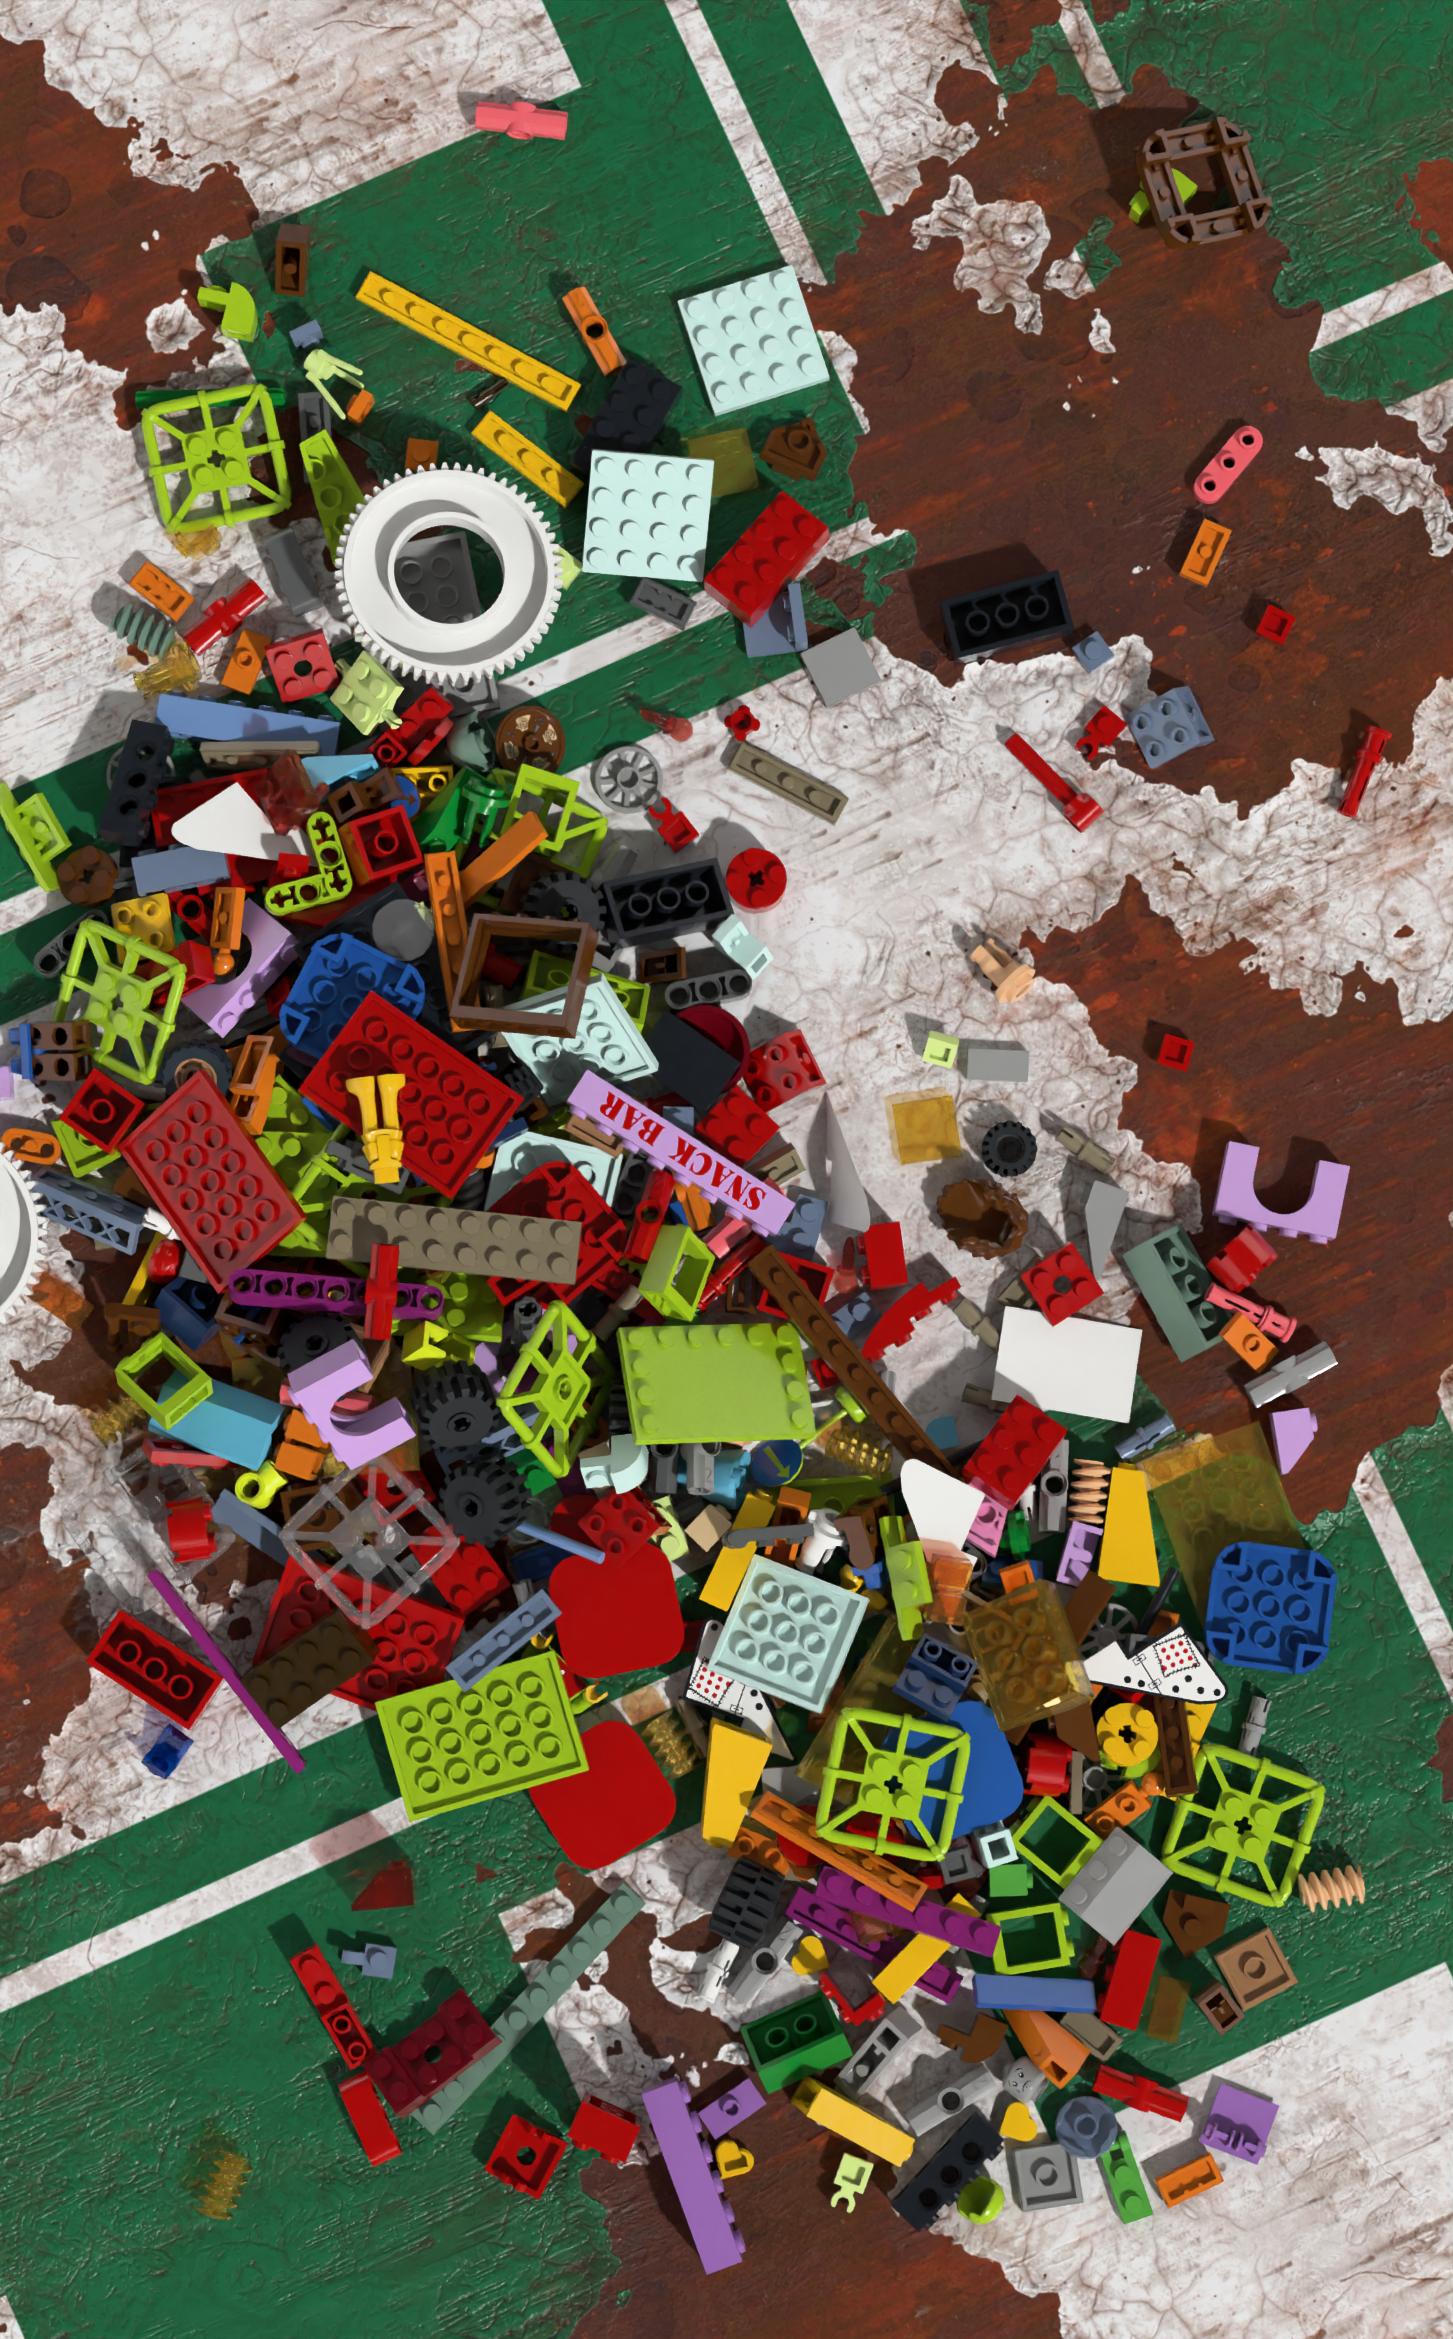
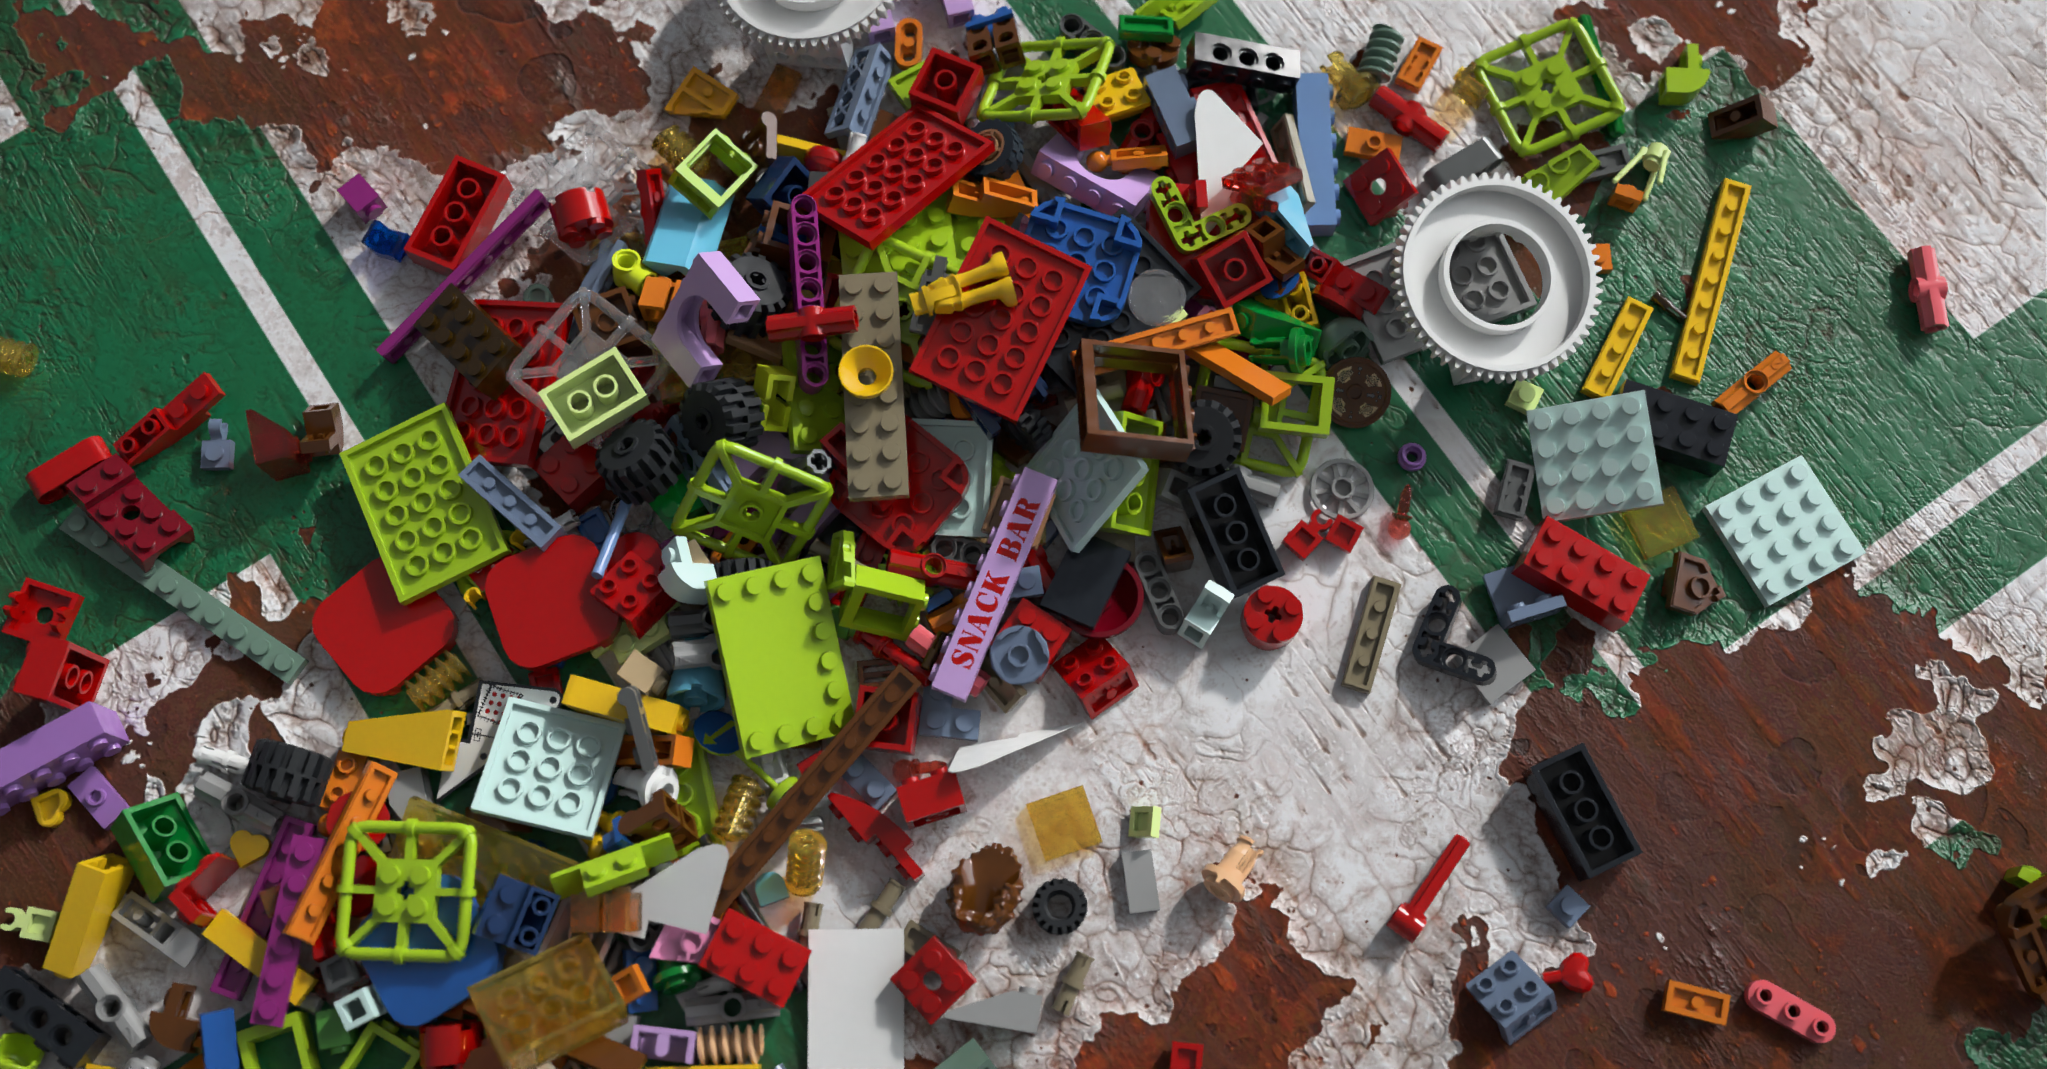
camera: 80 degrees right, 10 degrees down
(53, 1385) = (702, 97): none -> light orange wing
(67, 881) = (1145, 28): none -> green tile
(110, 1775) = (362, 198): none -> magenta brick
(258, 1597) = (537, 293): none -> sand green tile
(307, 335) = (1679, 142): sand blue plate -> none
(367, 693) = (1366, 243): yellowish green plate -> none
(375, 1841) = (323, 430): none -> reddish brown brick
(414, 1533) = (594, 397): none -> yellowish green brick
(436, 1230) = (862, 359): none -> yellow piece
(607, 690) = (1417, 451): none -> medium lavender plate
(630, 1306) = (841, 562): none -> lime wing
(678, 788) = (1343, 533): none -> red plate
(739, 1230) = (933, 652): none -> dark brown pin
(742, 714) = (1424, 576): red plate -> none
(751, 1150) = (1019, 655): none -> sand blue tile
(819, 715) = (1442, 650): none -> black beam
(925, 1391) = (805, 862): none -> clear yellow piece
(1102, 730) = (1493, 928): red plate -> none
(1157, 664) = (1571, 973): none -> red rock

